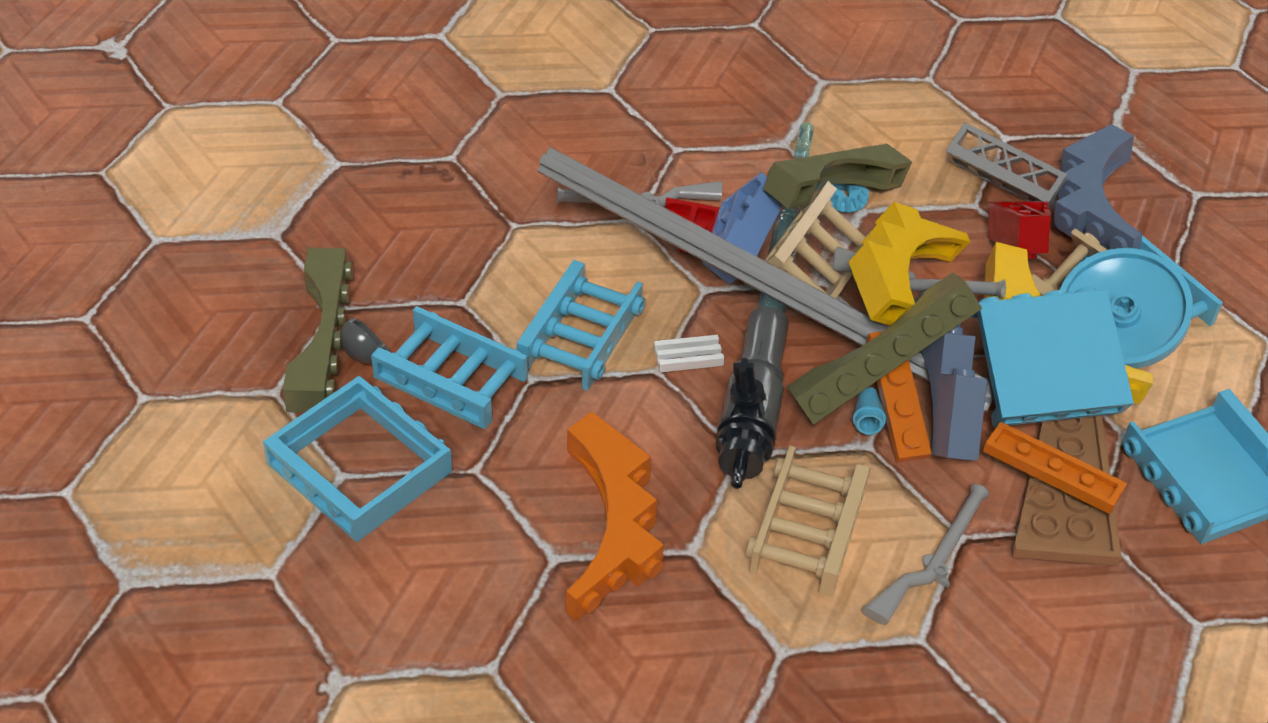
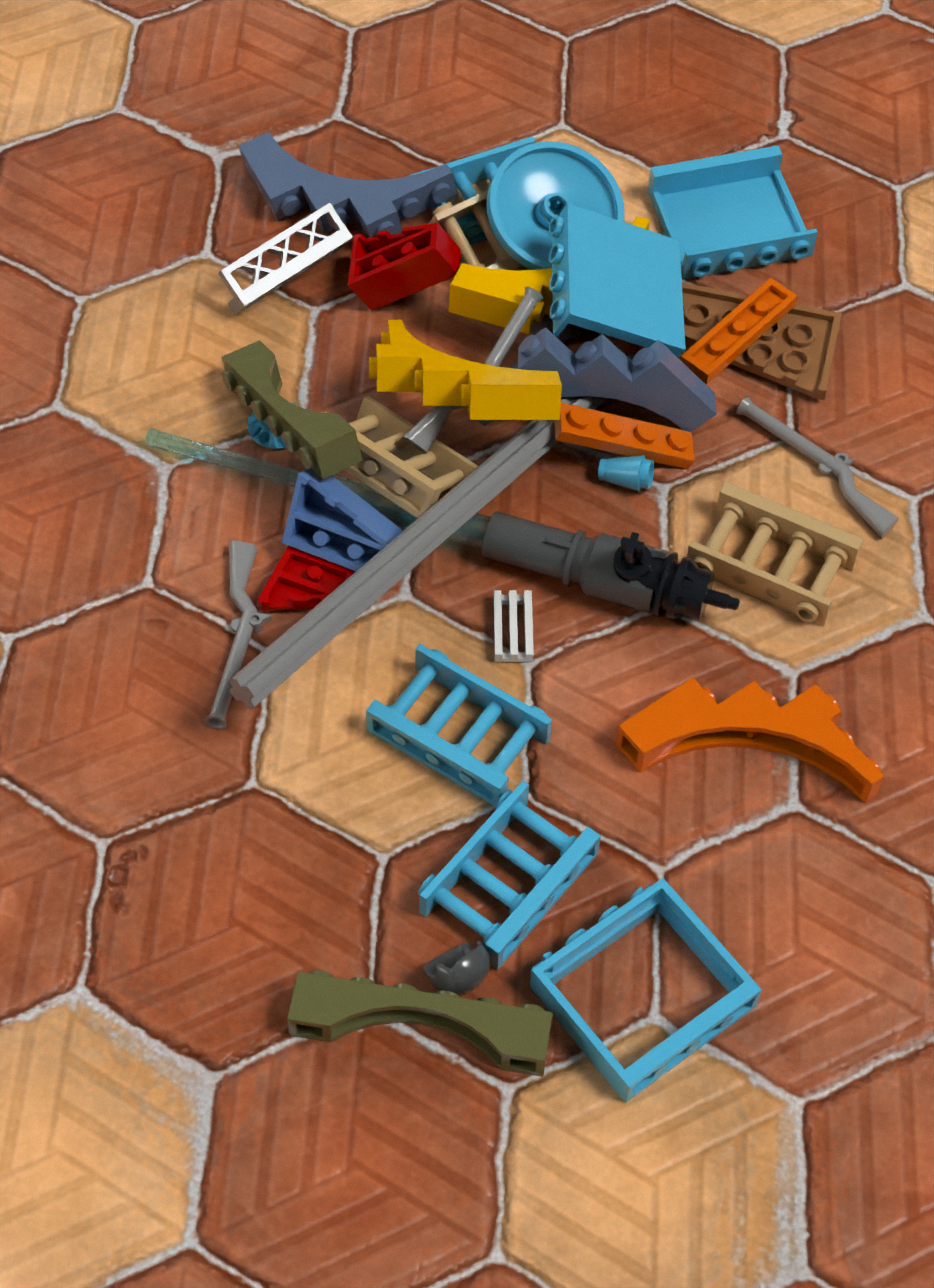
camera: 80 degrees left, 10 degrees up
(930, 318) = (614, 493): olive arch -> none

